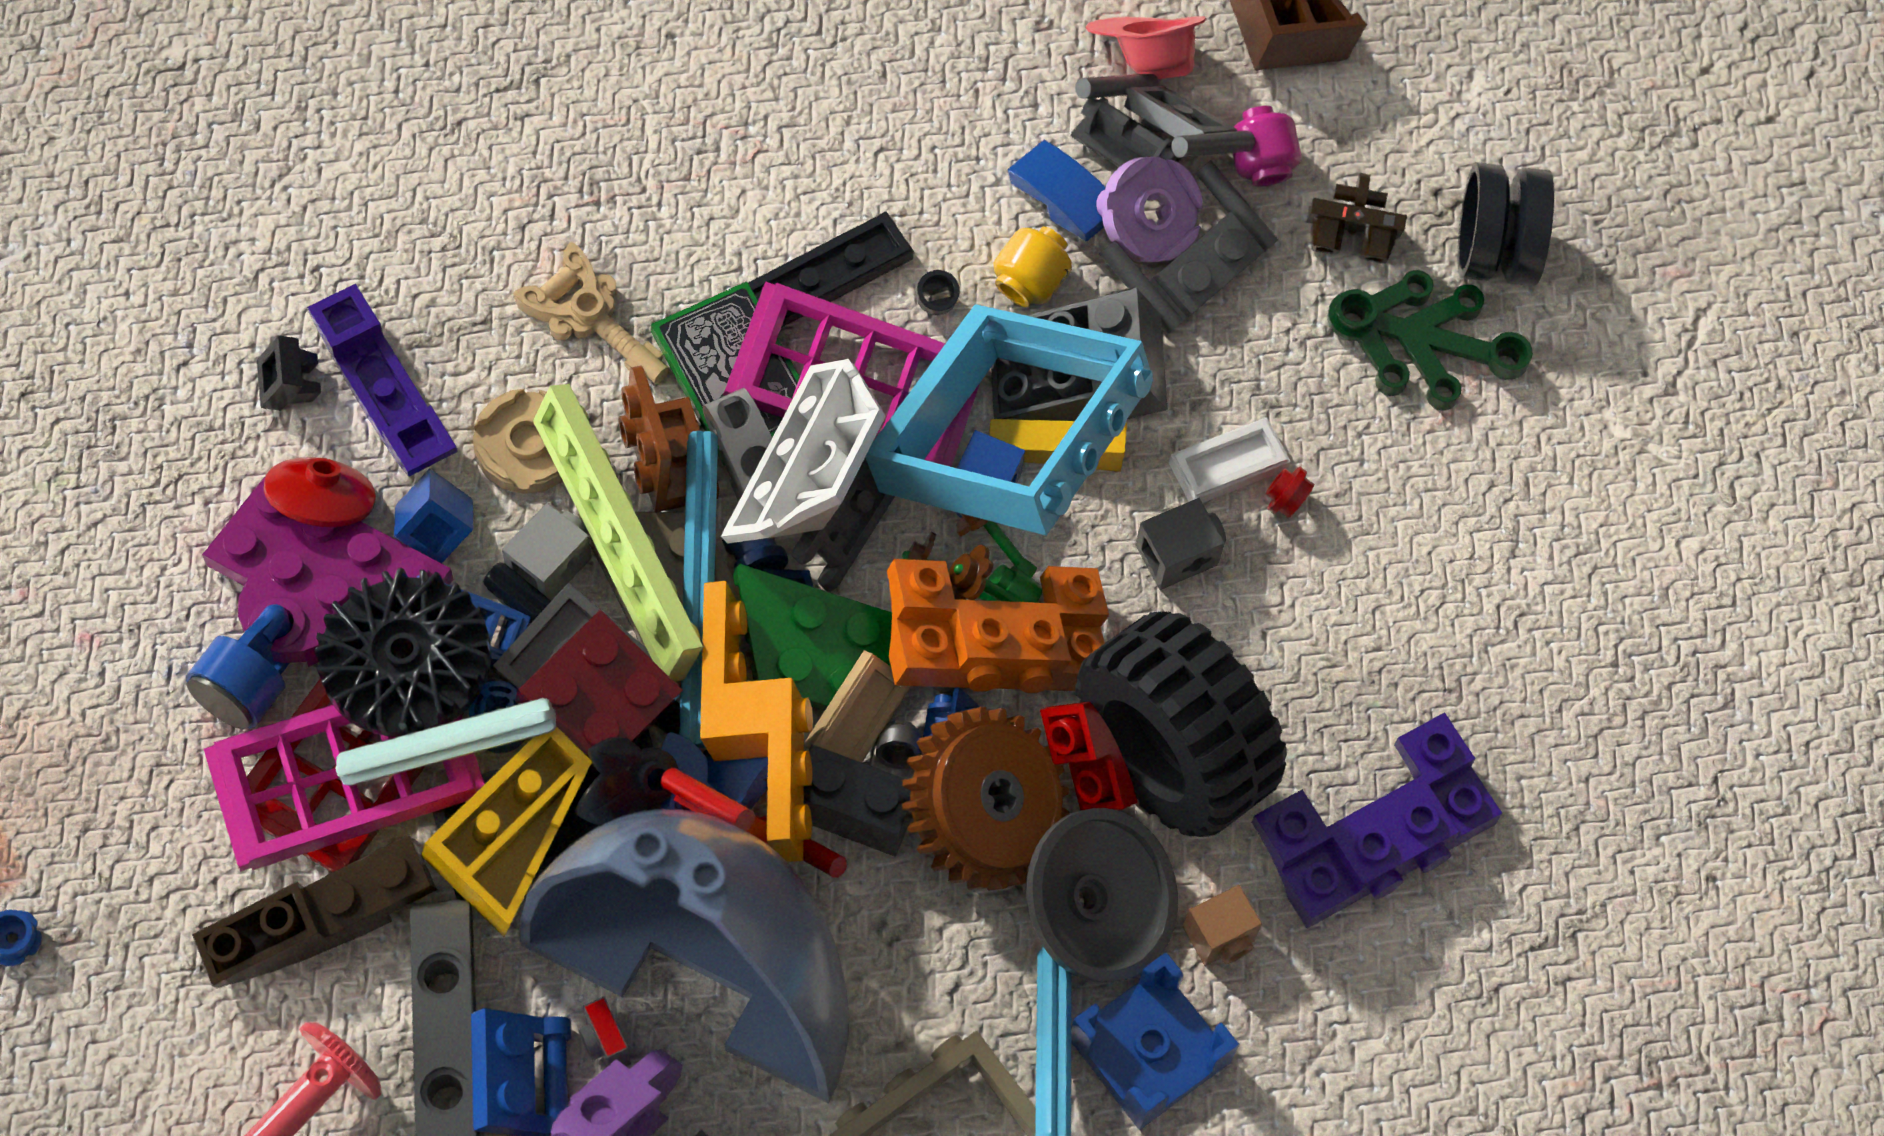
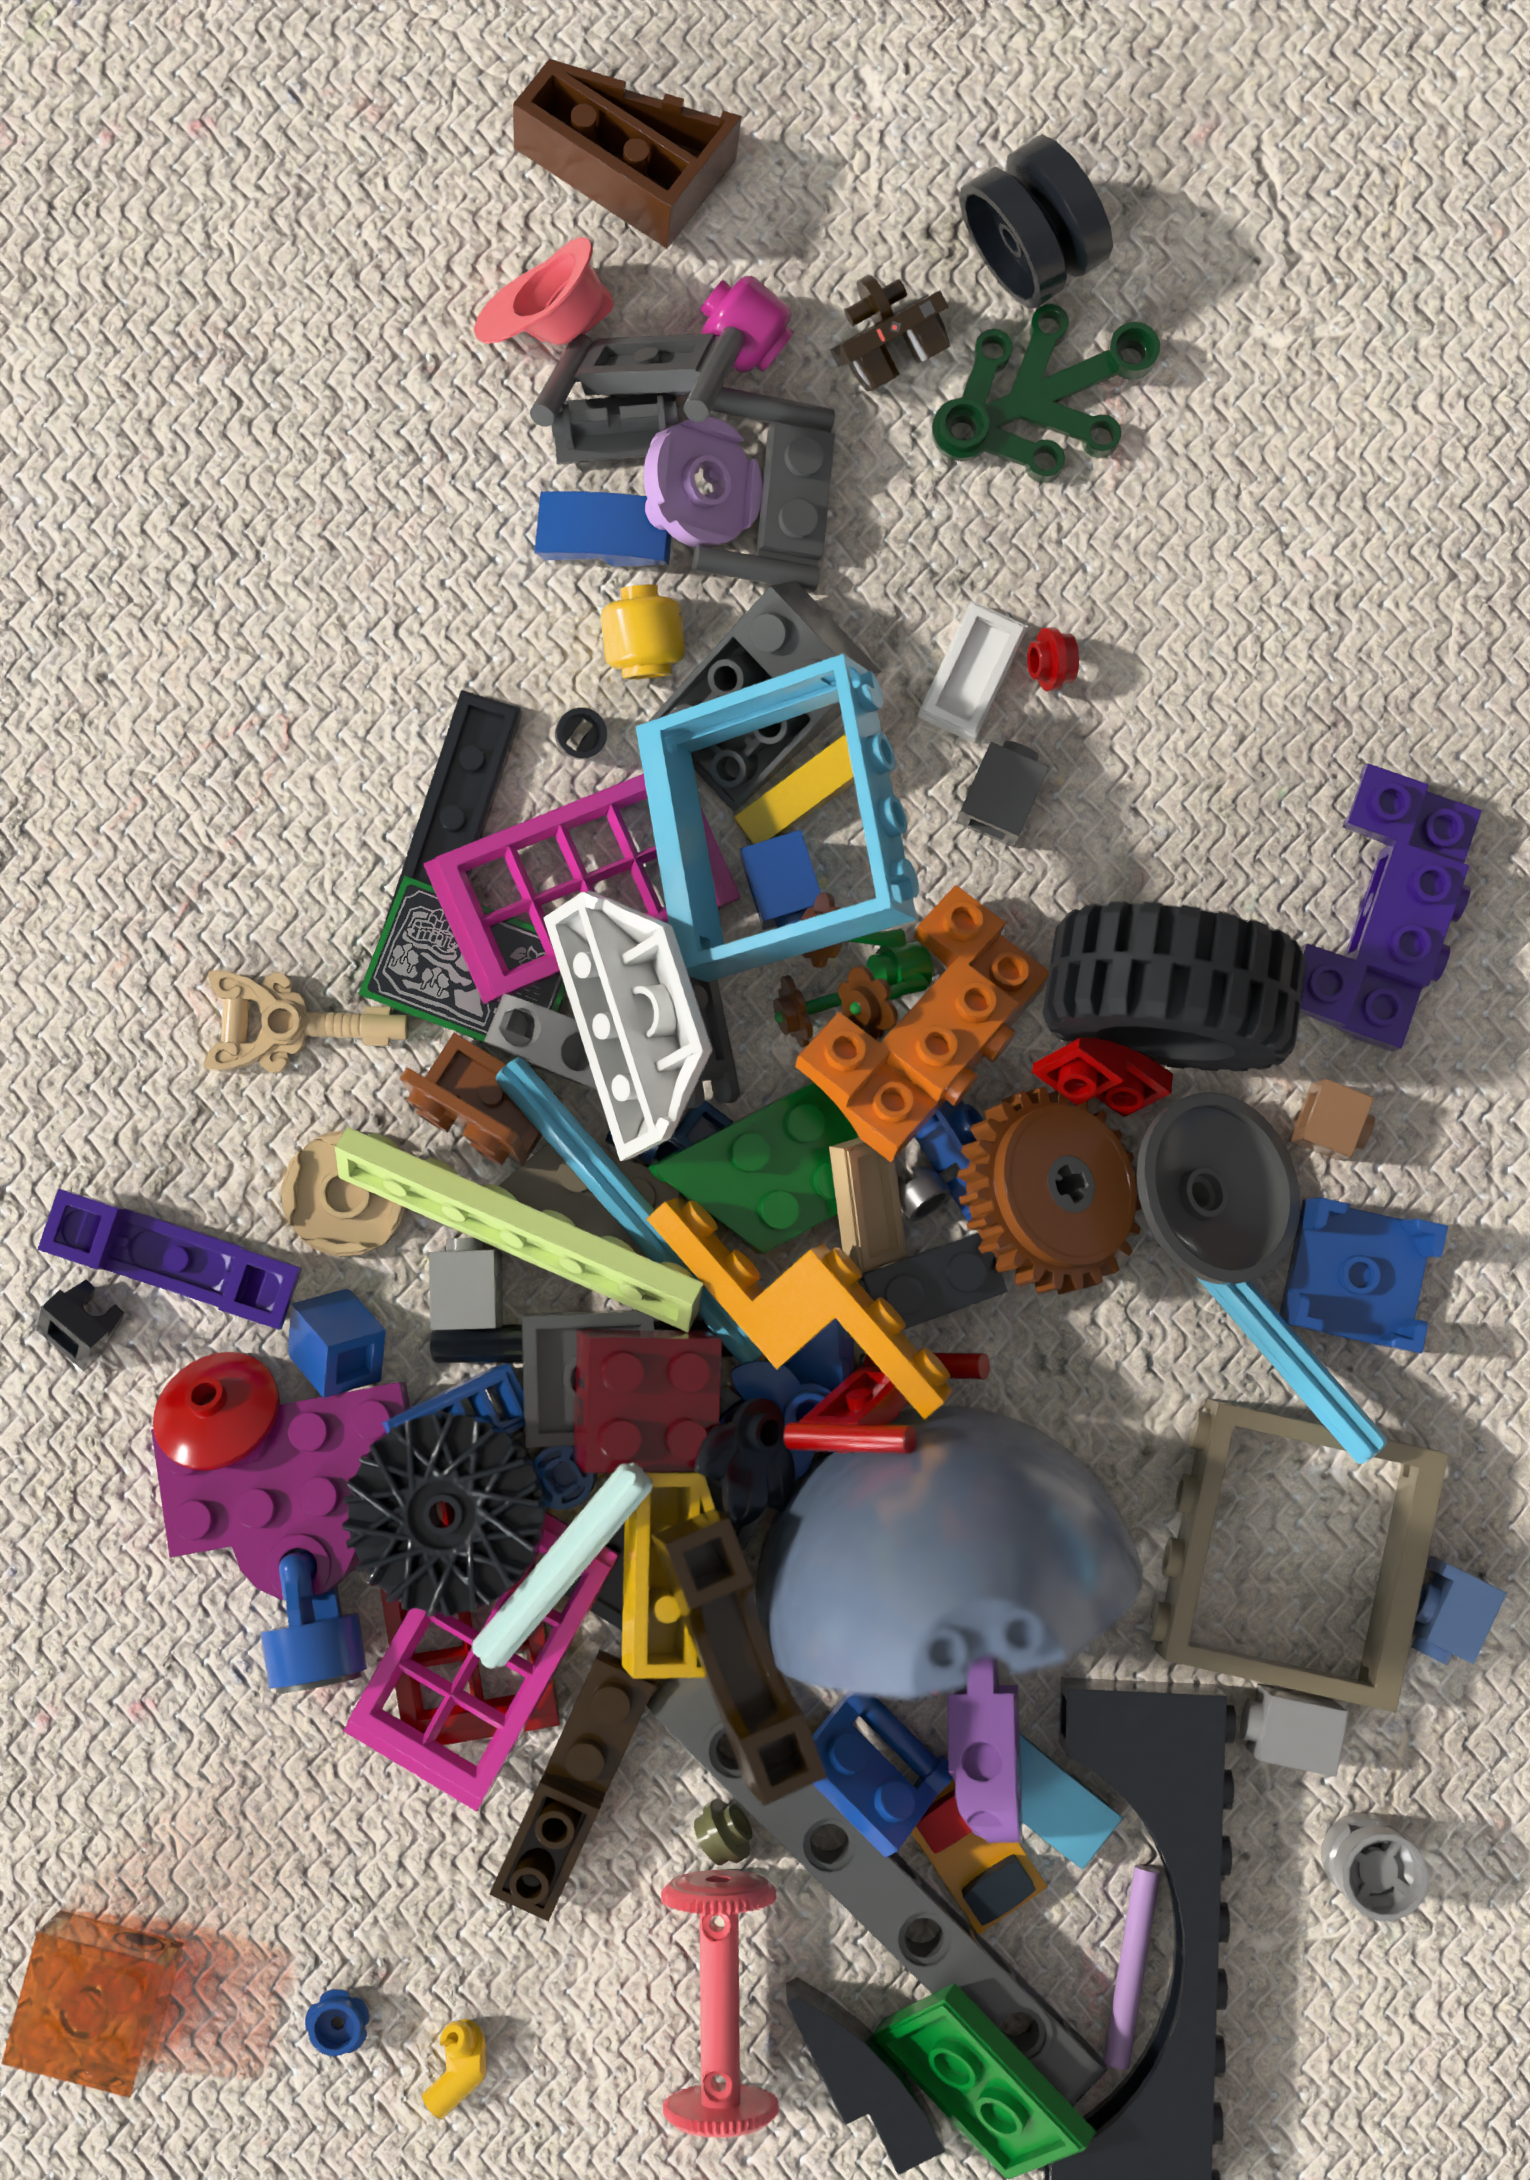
camera: 35 degrees left, 20 degrees up
(66, 1038) = (464, 2067): none -> yellow arm
(380, 1034) = (723, 1832): none -> olive plate
(507, 873) = (740, 1669): none -> dark brown arch

